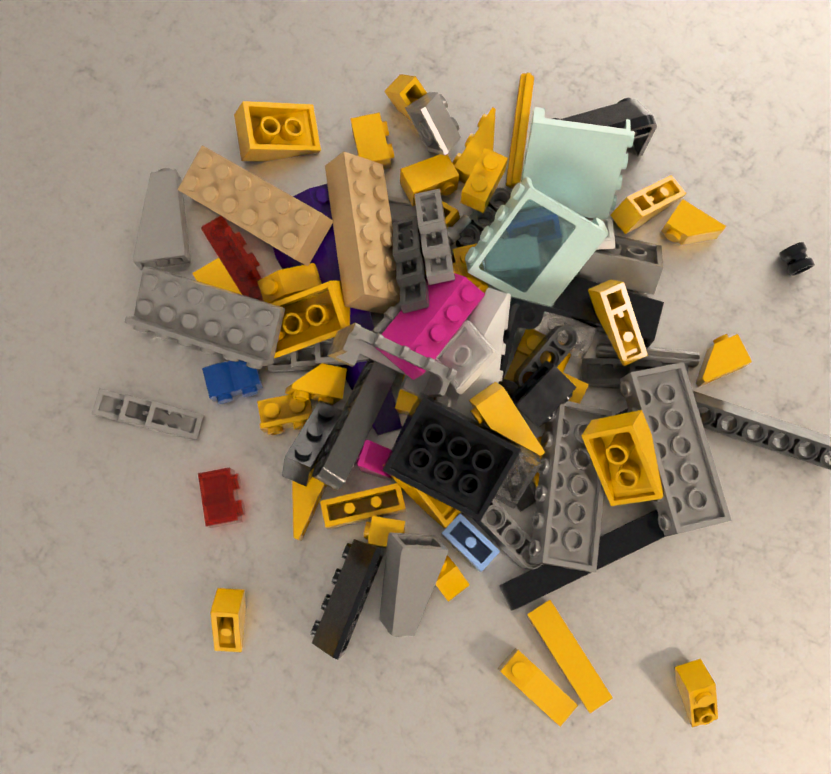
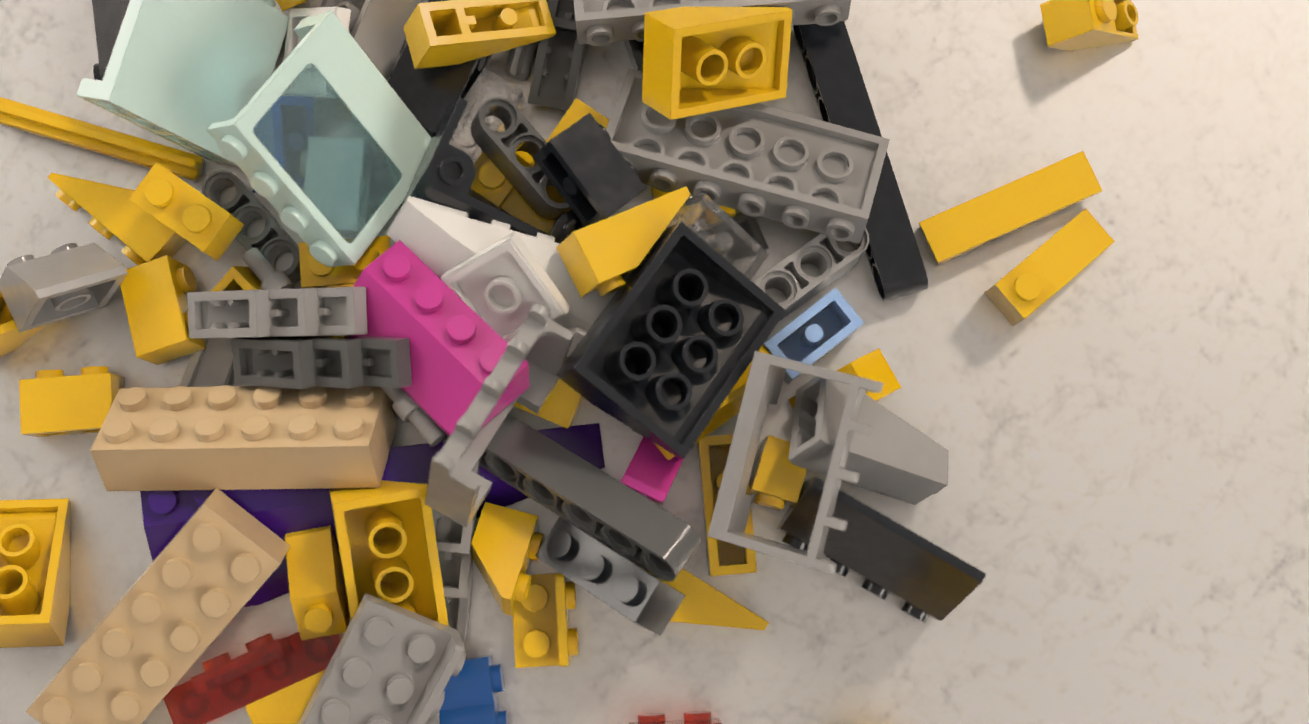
camera: 85 degrees left, 5 degrees up
(361, 505) = (732, 501): none -> light grey hinge

